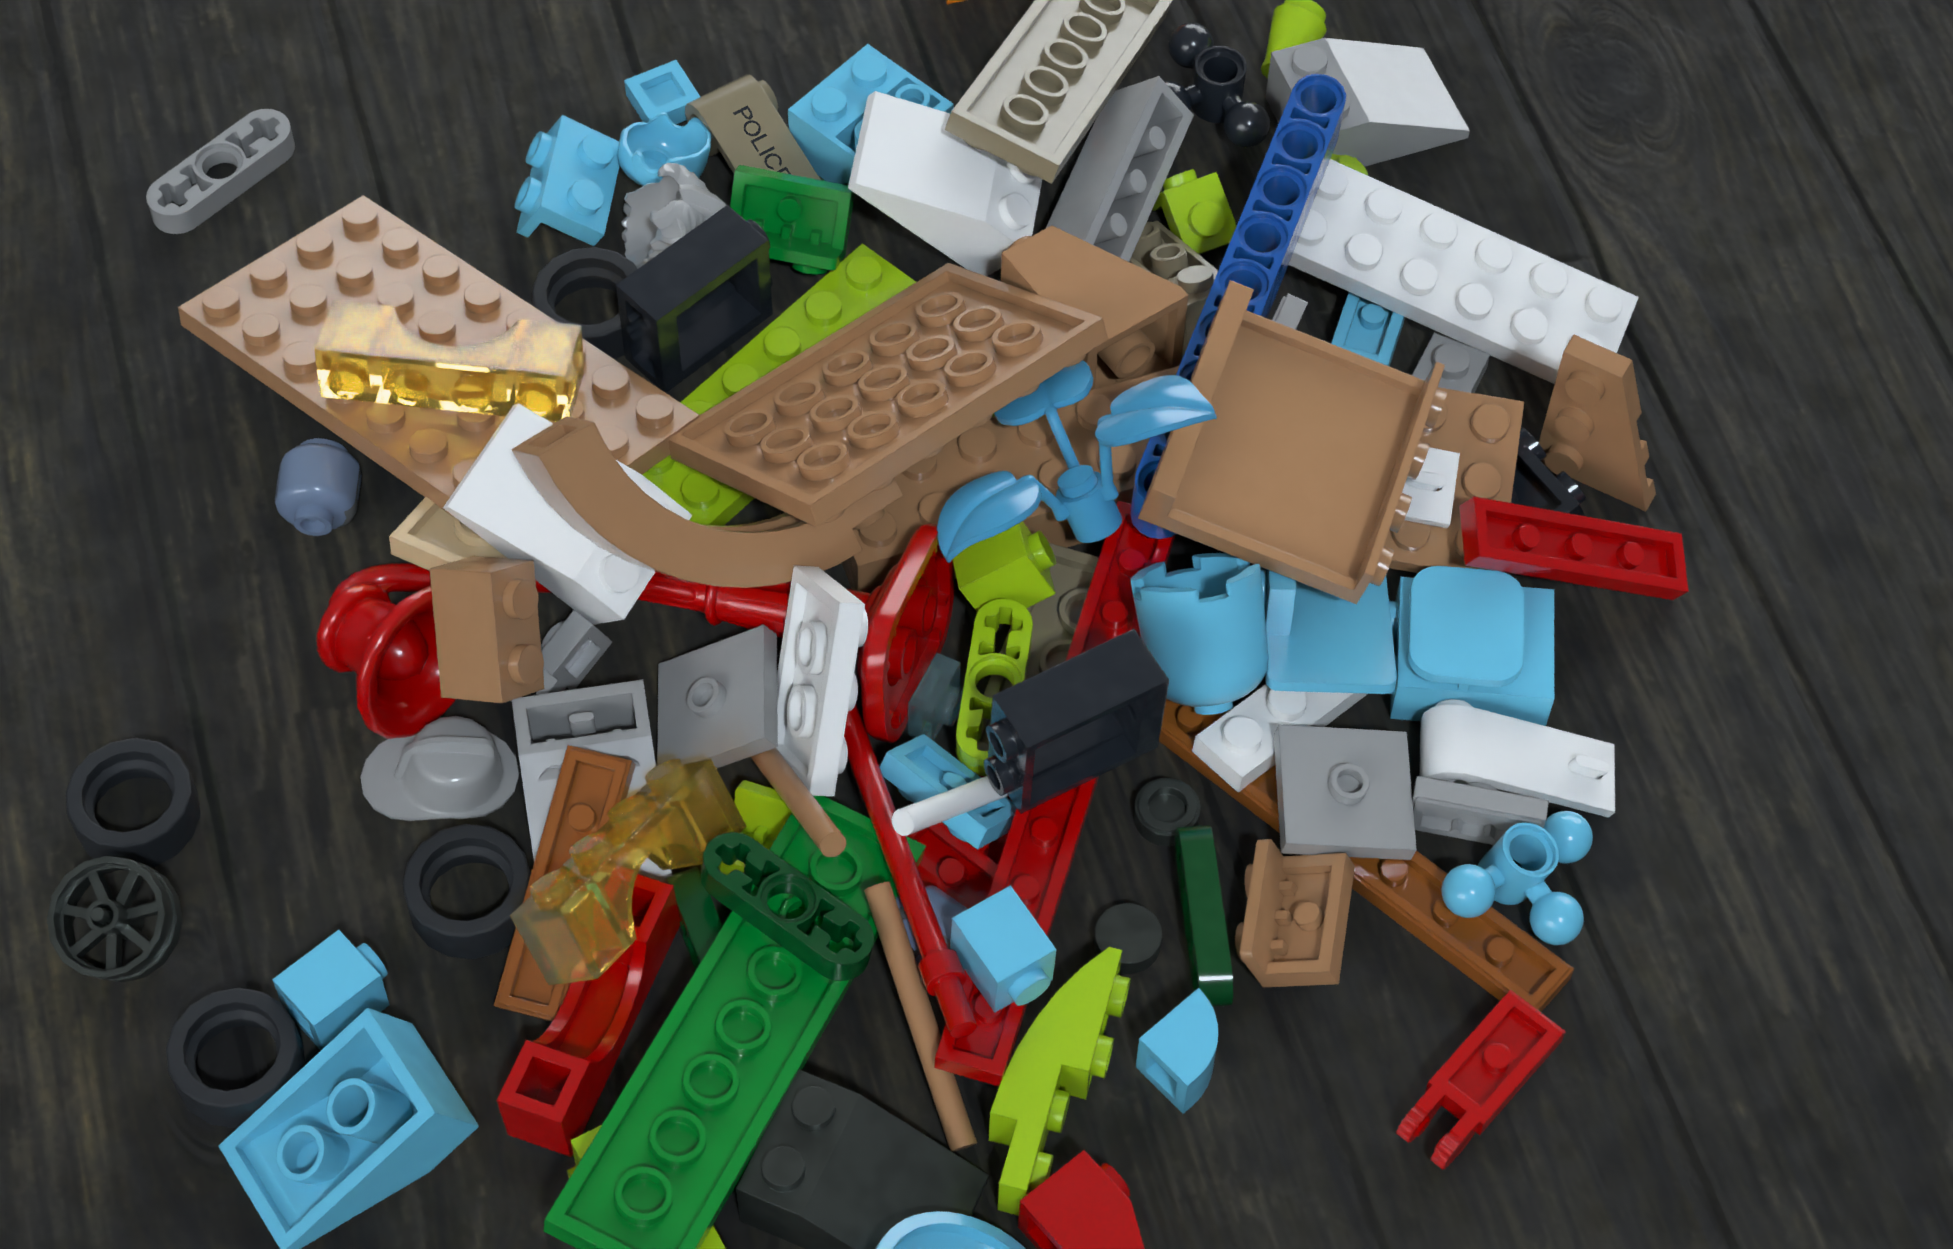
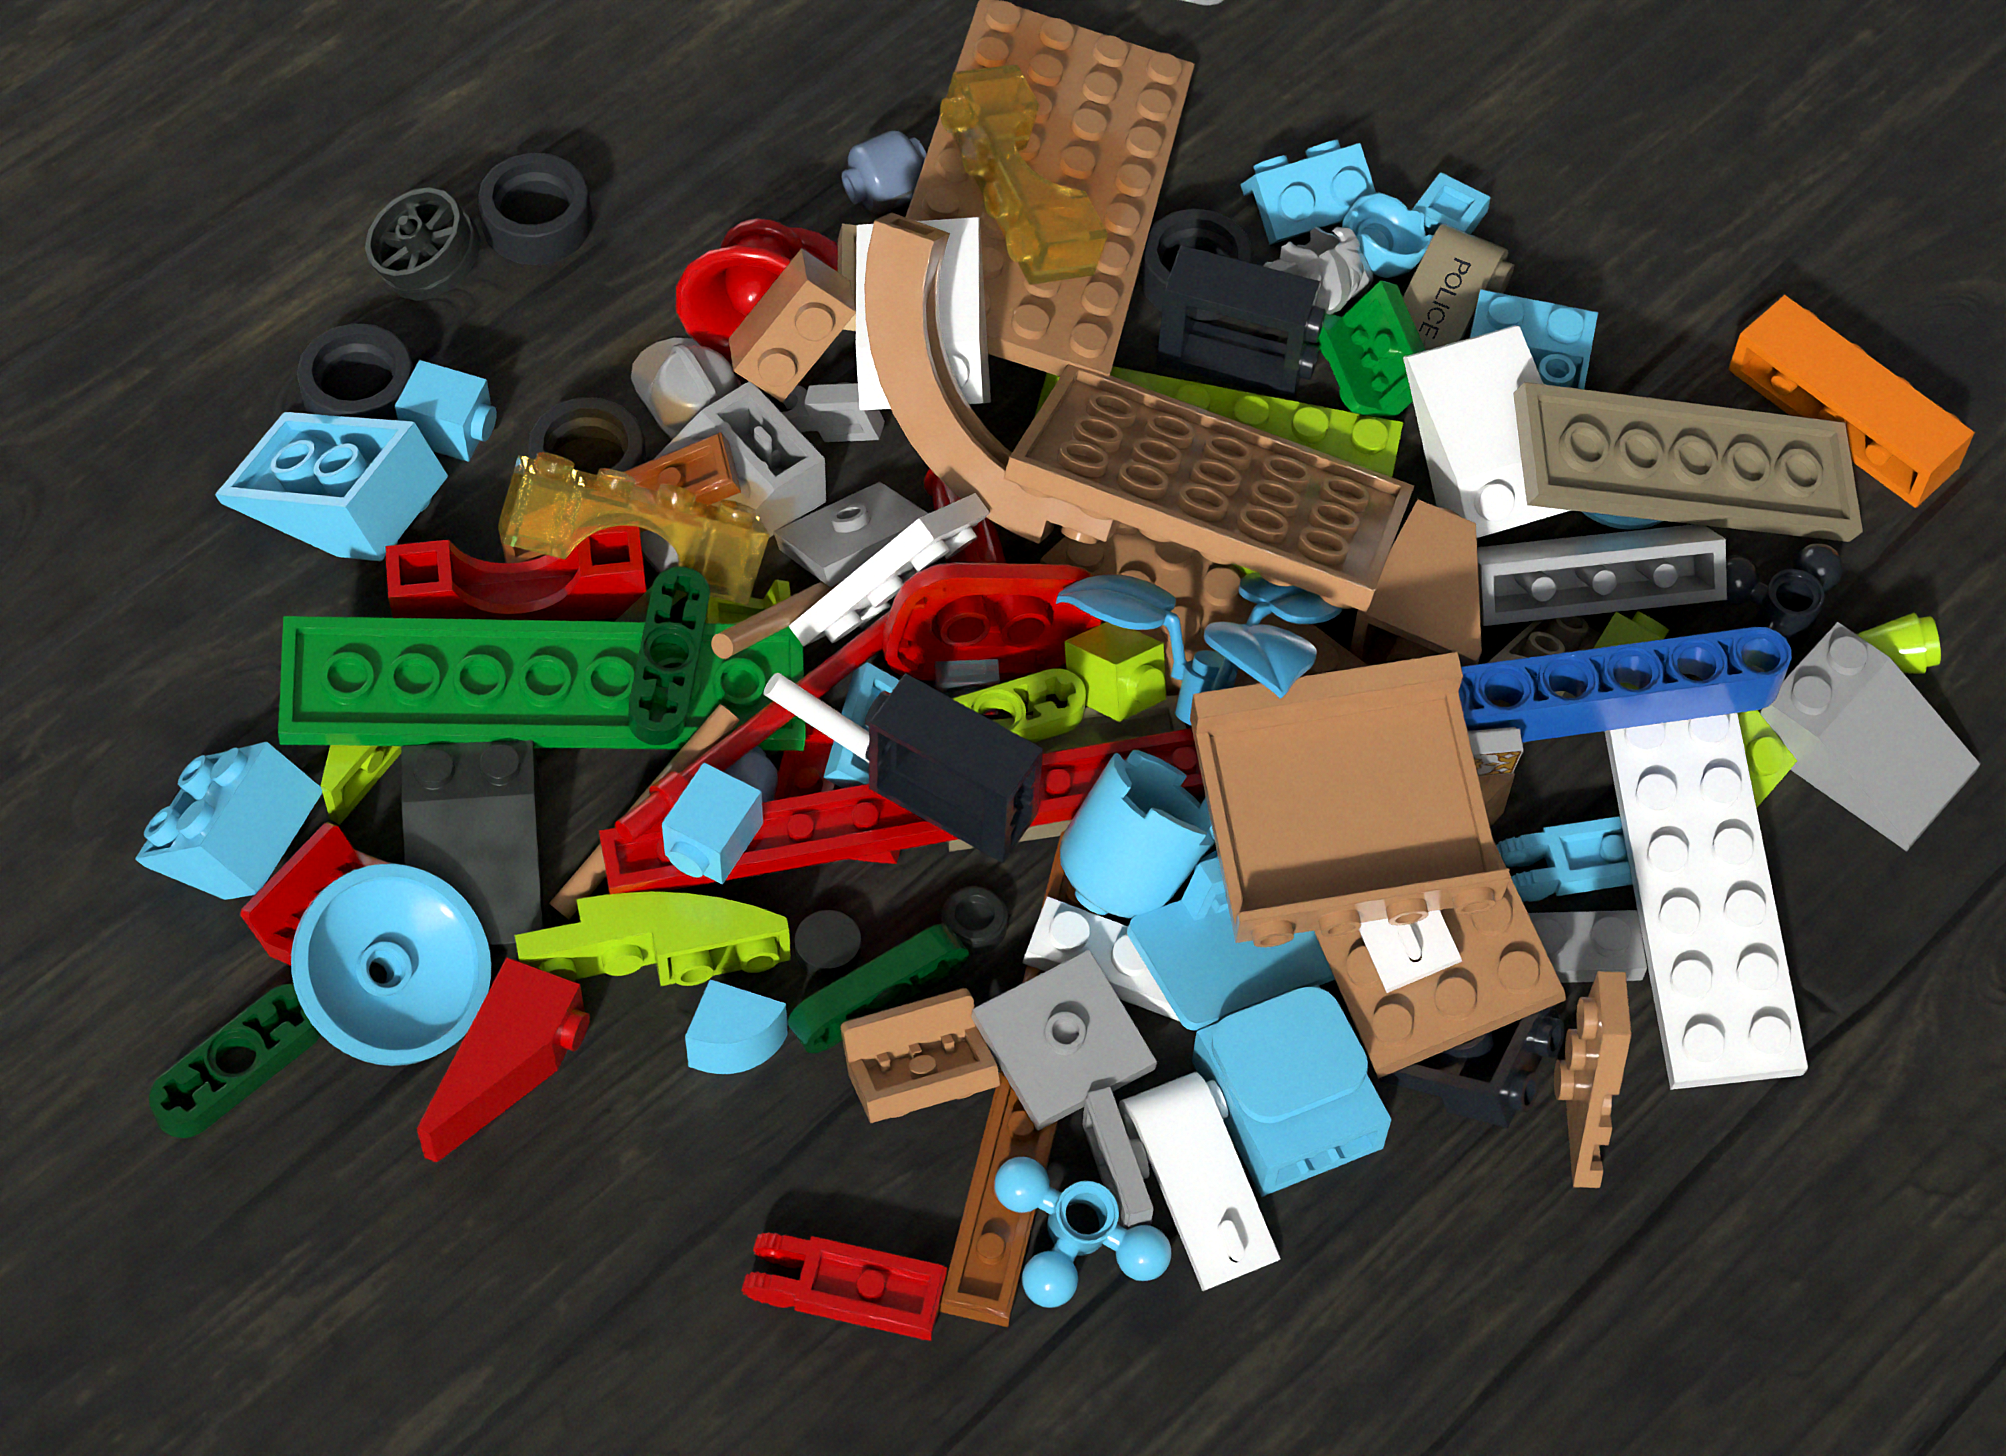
camera: 60 degrees right, 0 degrees up
(1573, 548) = (1446, 1116): red plate -> none

